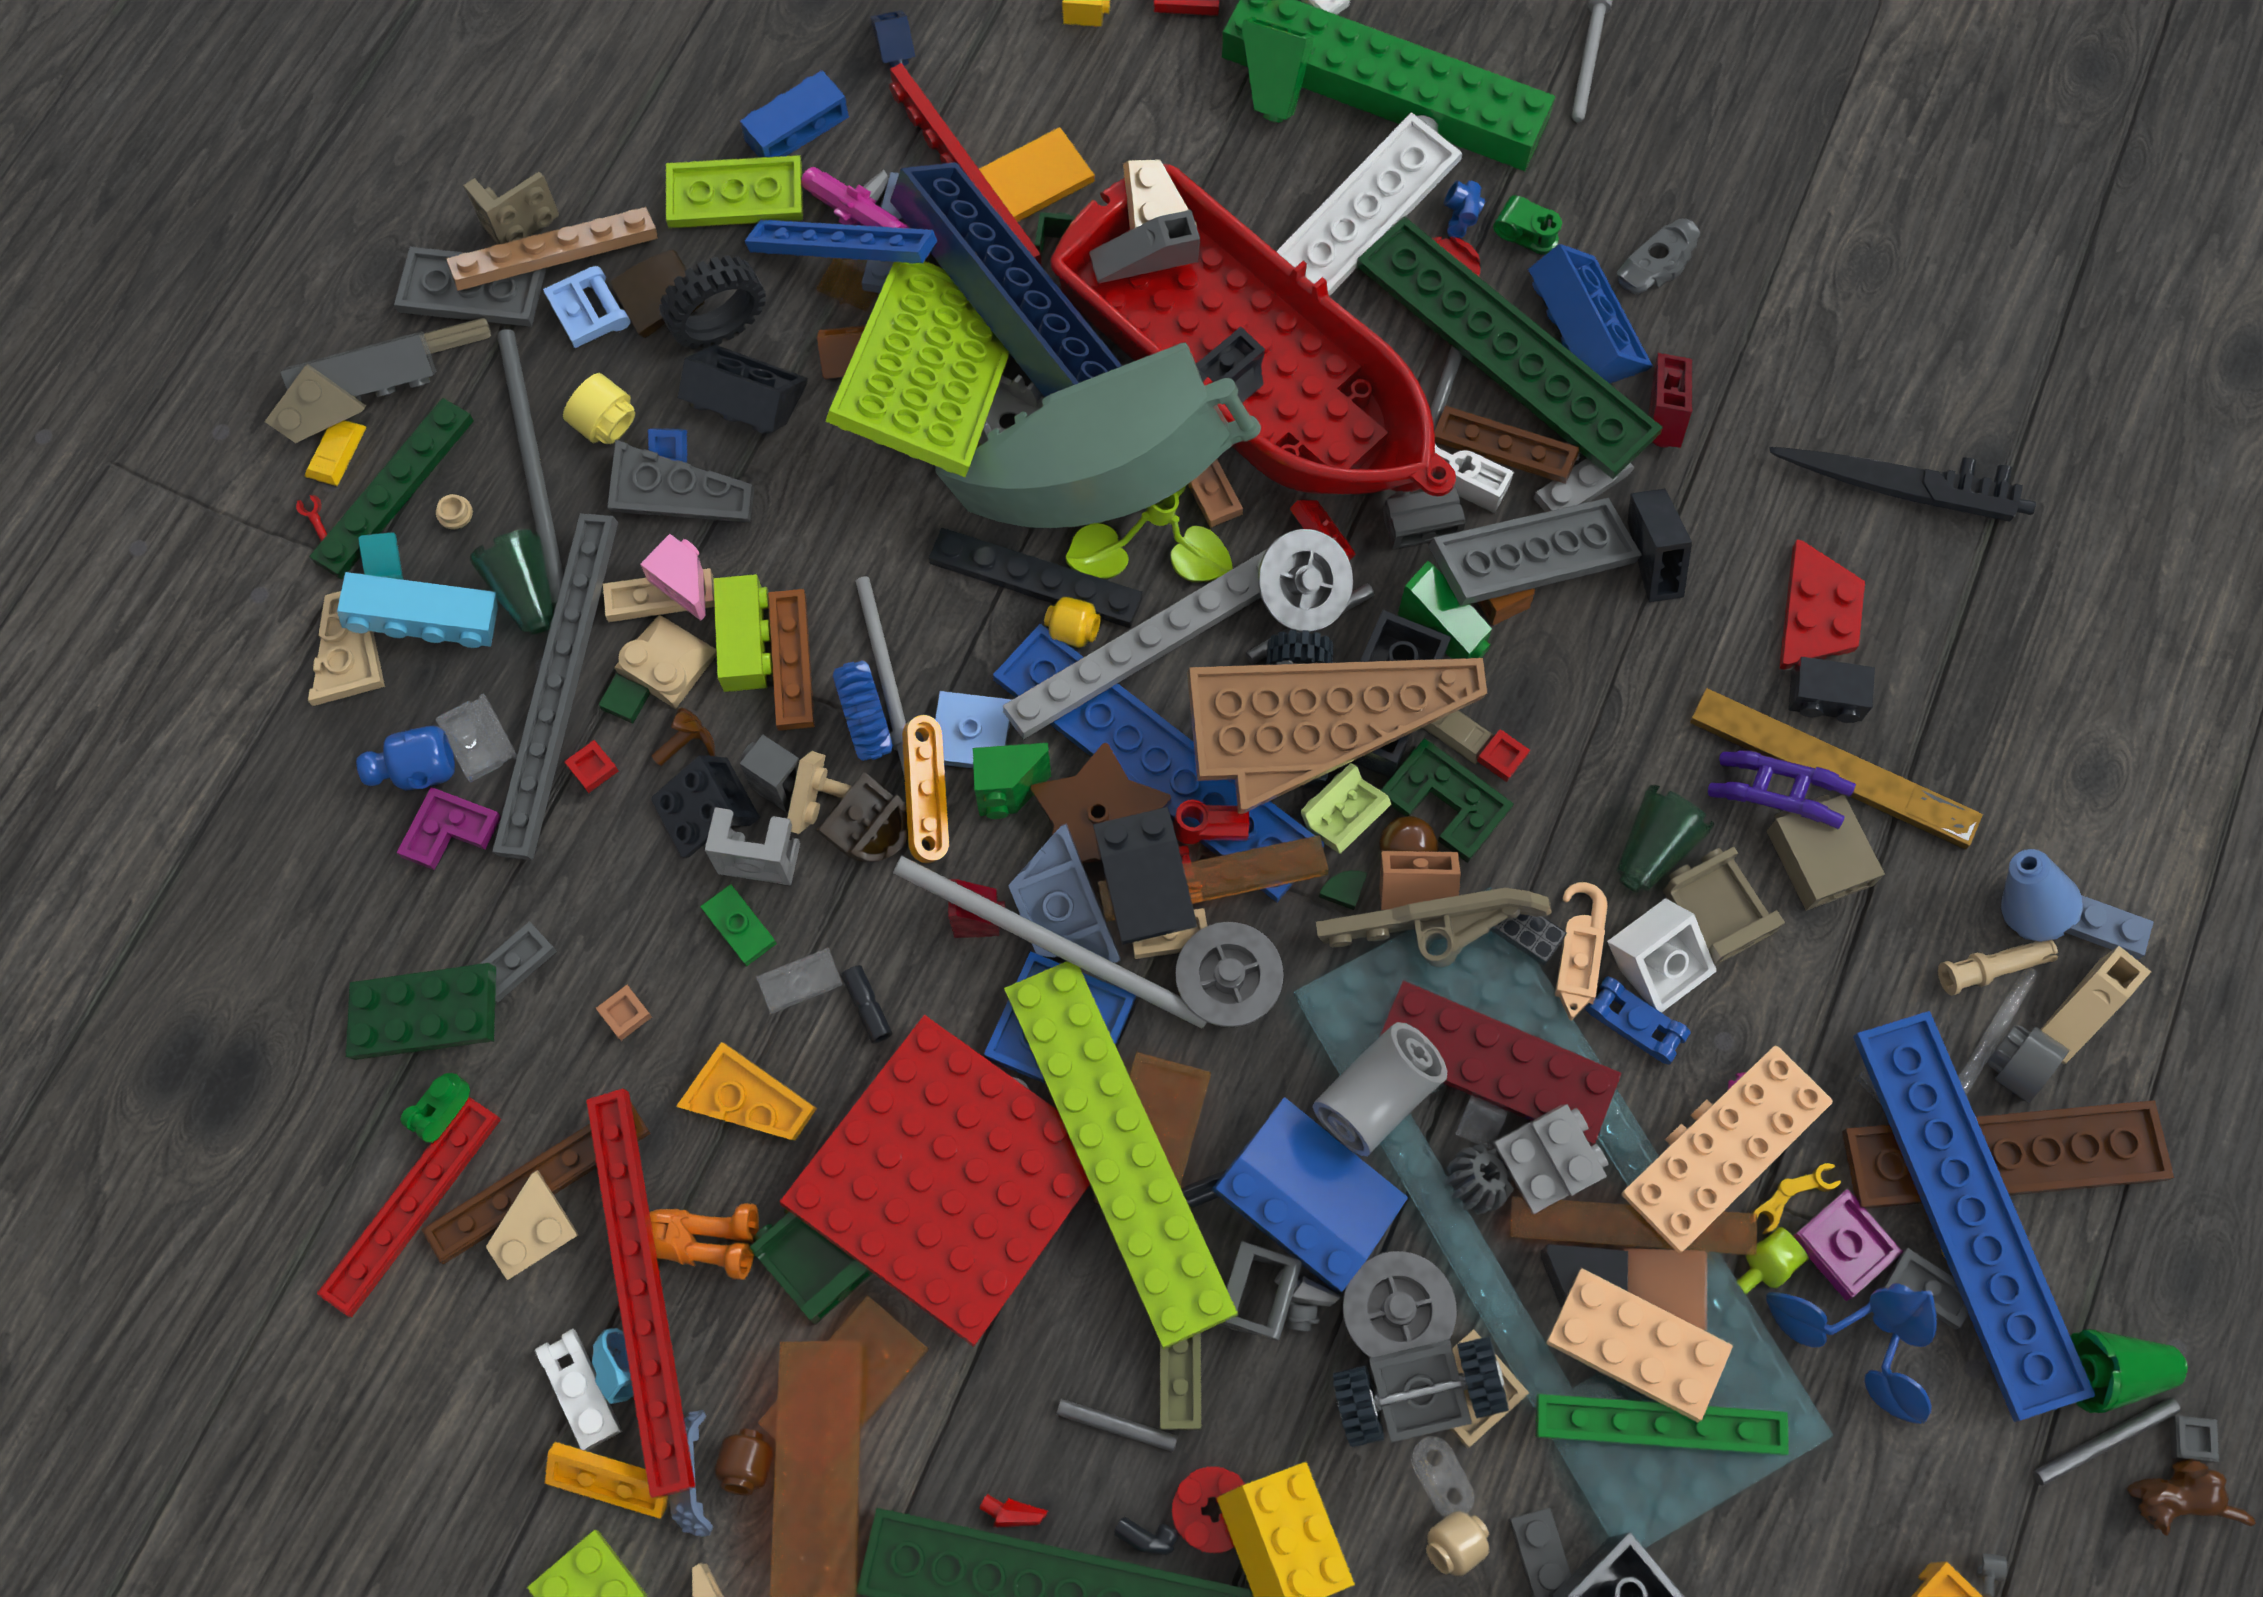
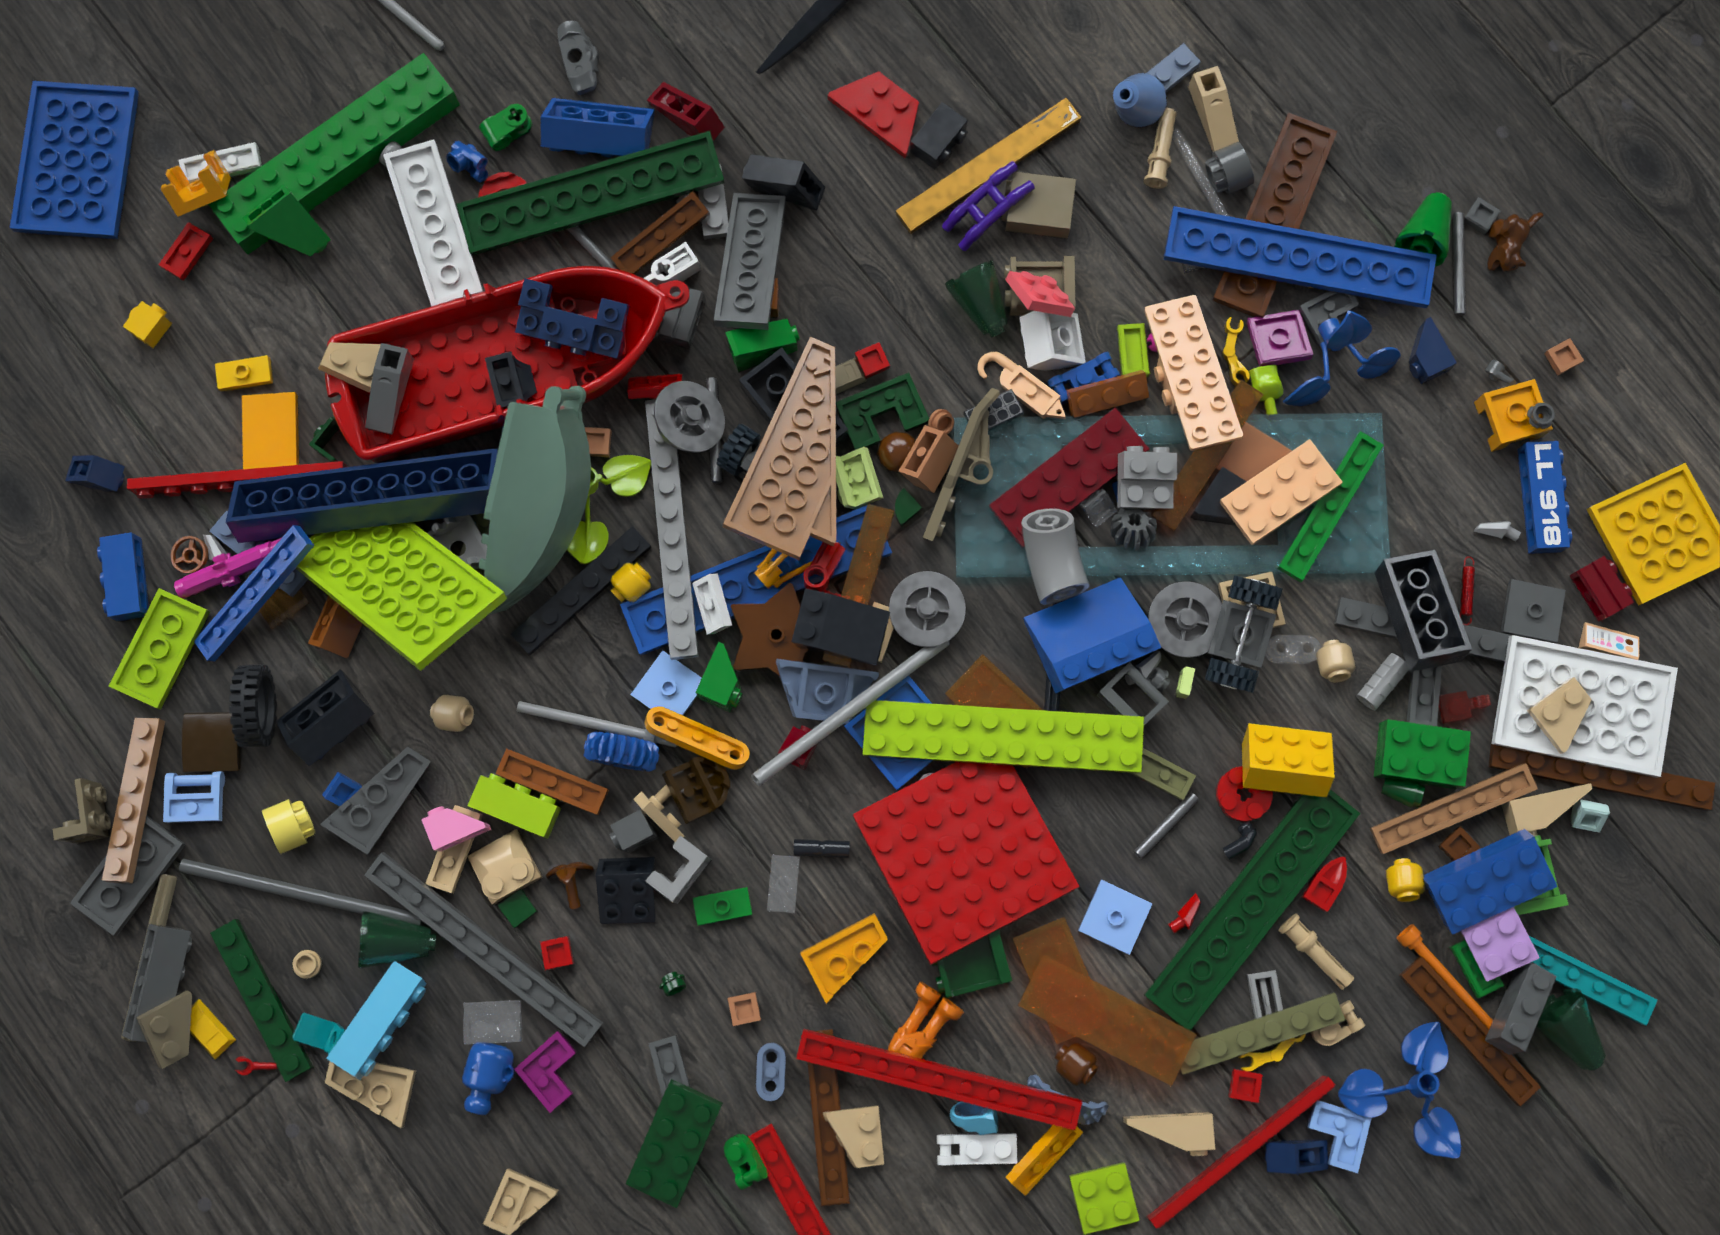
camera: 60 degrees left, 10 degrees up
(277, 871) = (517, 1201): none -> tan wing
(562, 1081) = (770, 1071): none -> sand blue plate
(615, 914) = (673, 983): none -> dark green plate
(815, 512) = (452, 713): none -> tan head
(859, 177) = (192, 547): none -> dark orange piece
(961, 1418) = (1115, 917): none -> light blue plate
(1086, 118) = (243, 373): none -> yellow plate
(1094, 720) = (712, 604): none -> white plate
(1170, 765) = (769, 572): none -> light orange plant
(1317, 1351) = (1185, 682): none -> yellowish green tile
(1331, 412) = (579, 332): none -> dark blue bracket
(1476, 874) = (941, 420): none -> nougat plate
(1636, 1058) = (1107, 393): none -> dark orange plate
(1708, 902) = (1040, 293): none -> coral plate
(1712, 1064) = (1133, 348): none -> lime tile
(1954, 1462) = (1430, 354): none -> dark blue slope

